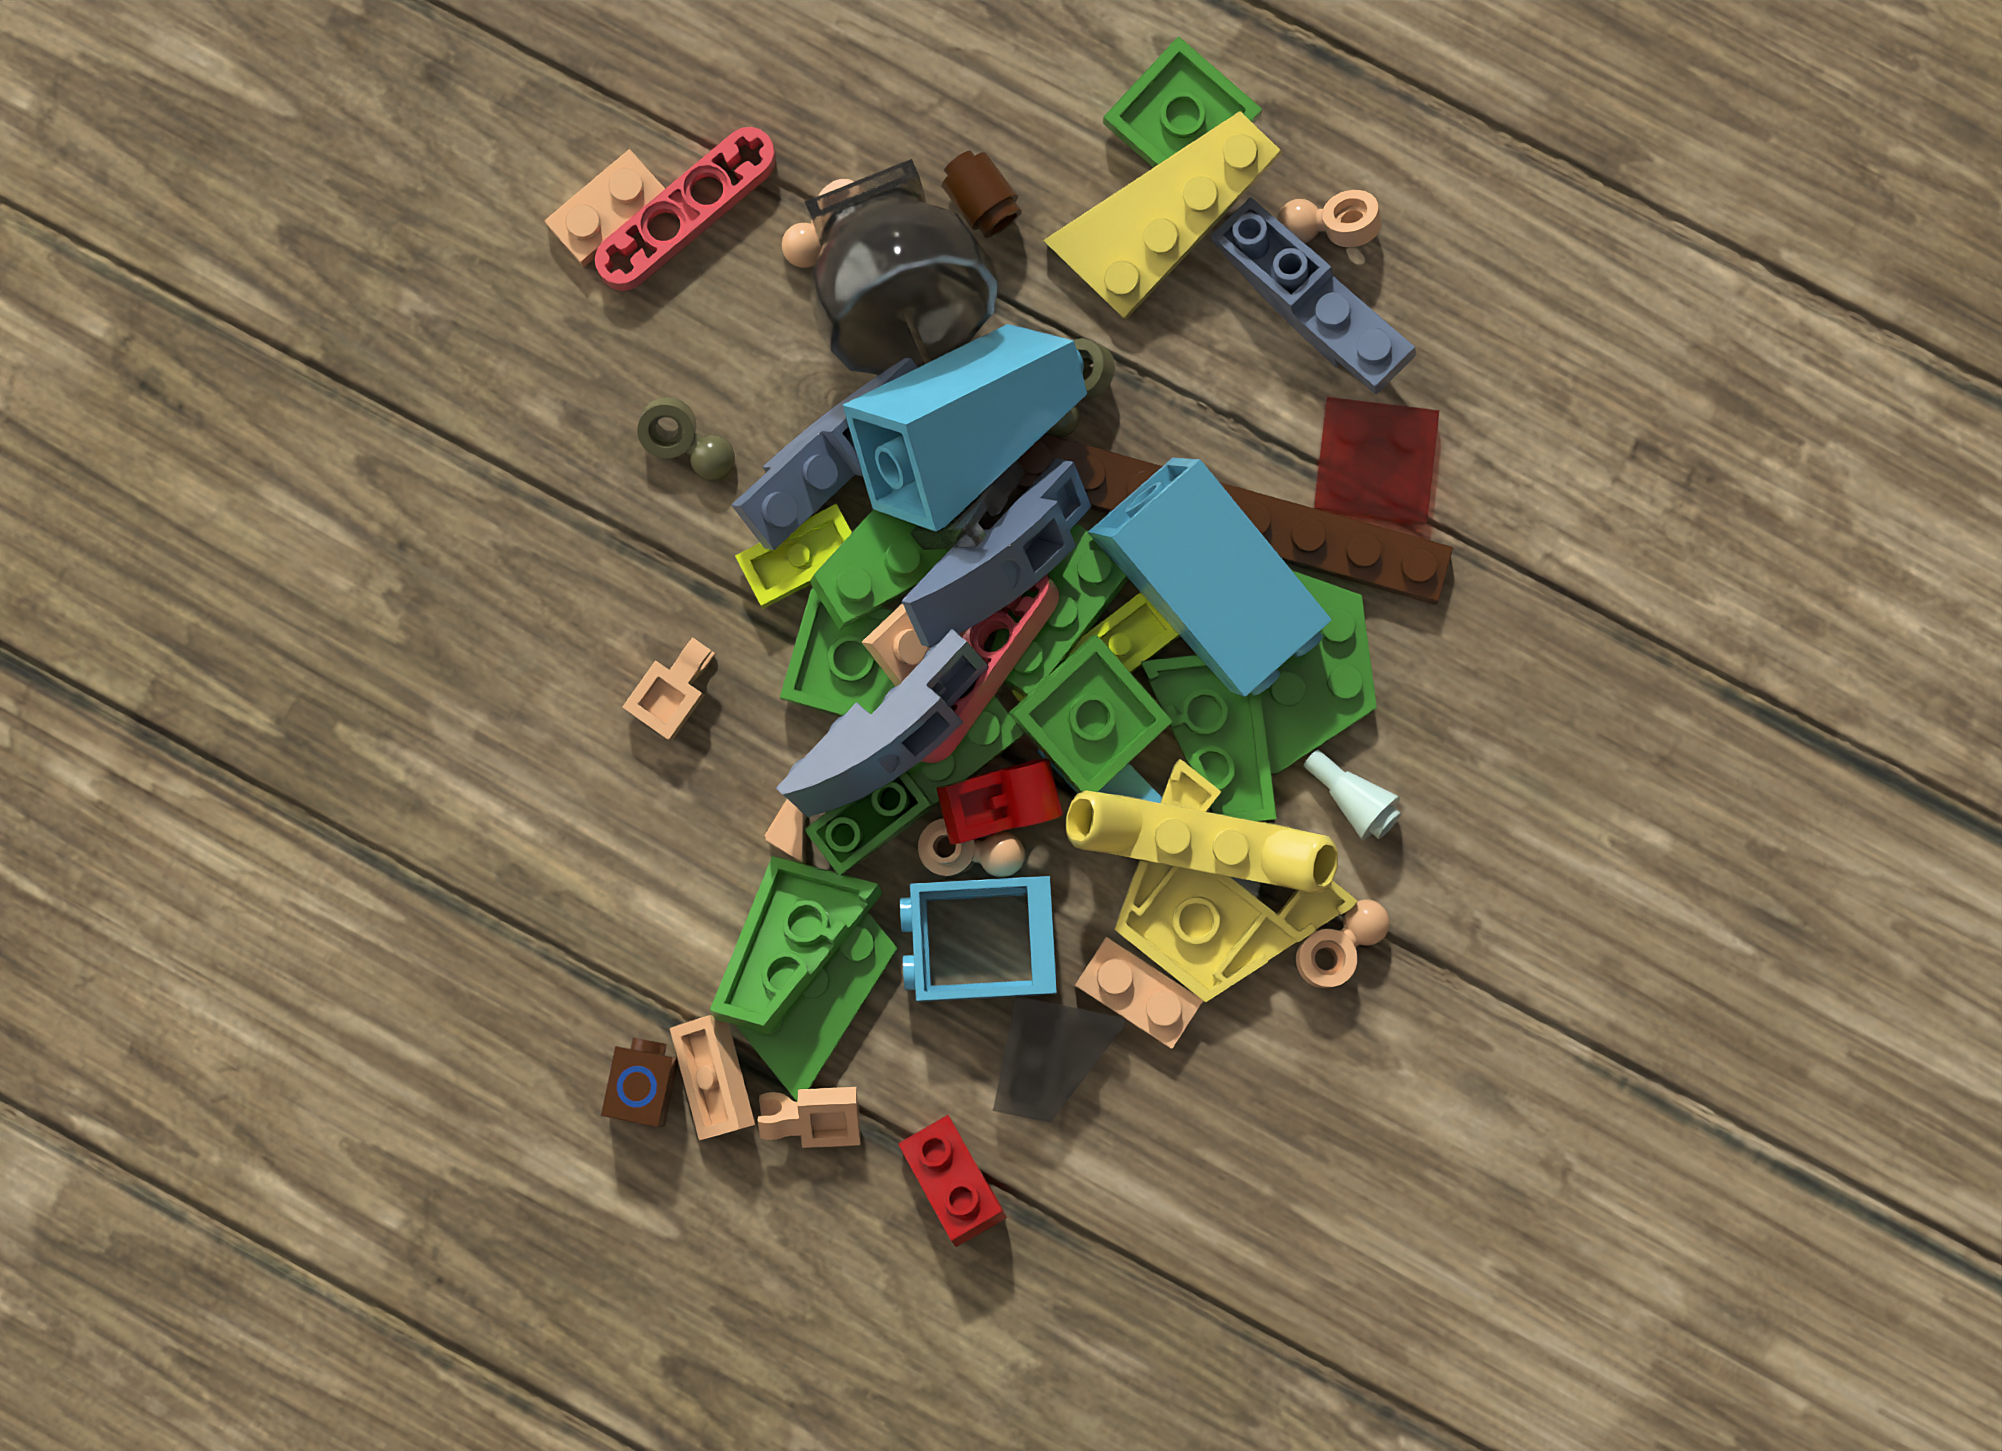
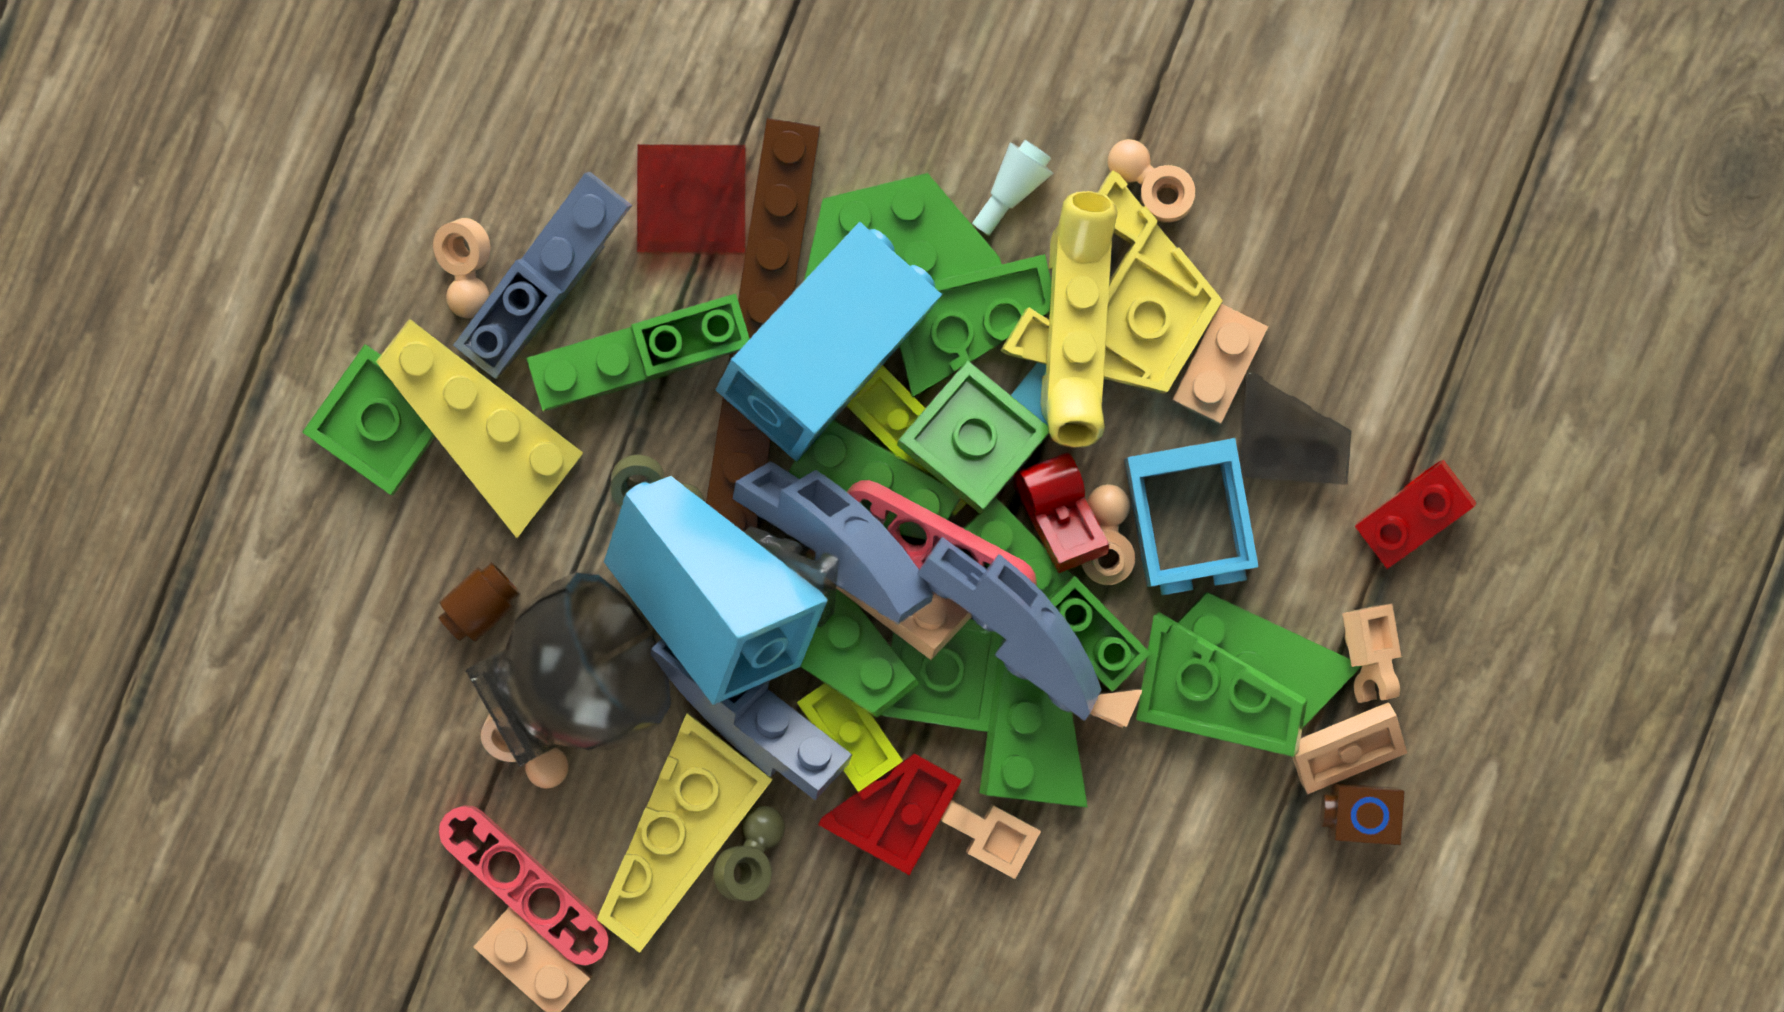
camera: 105 degrees left, 5 degrees up
(709, 593) = (895, 812): none -> red wing
(734, 383) = (688, 818): none -> light yellow wing
(753, 739) = (1030, 746): none -> bright green wing
(1220, 381) = (639, 353): none -> bright green slope

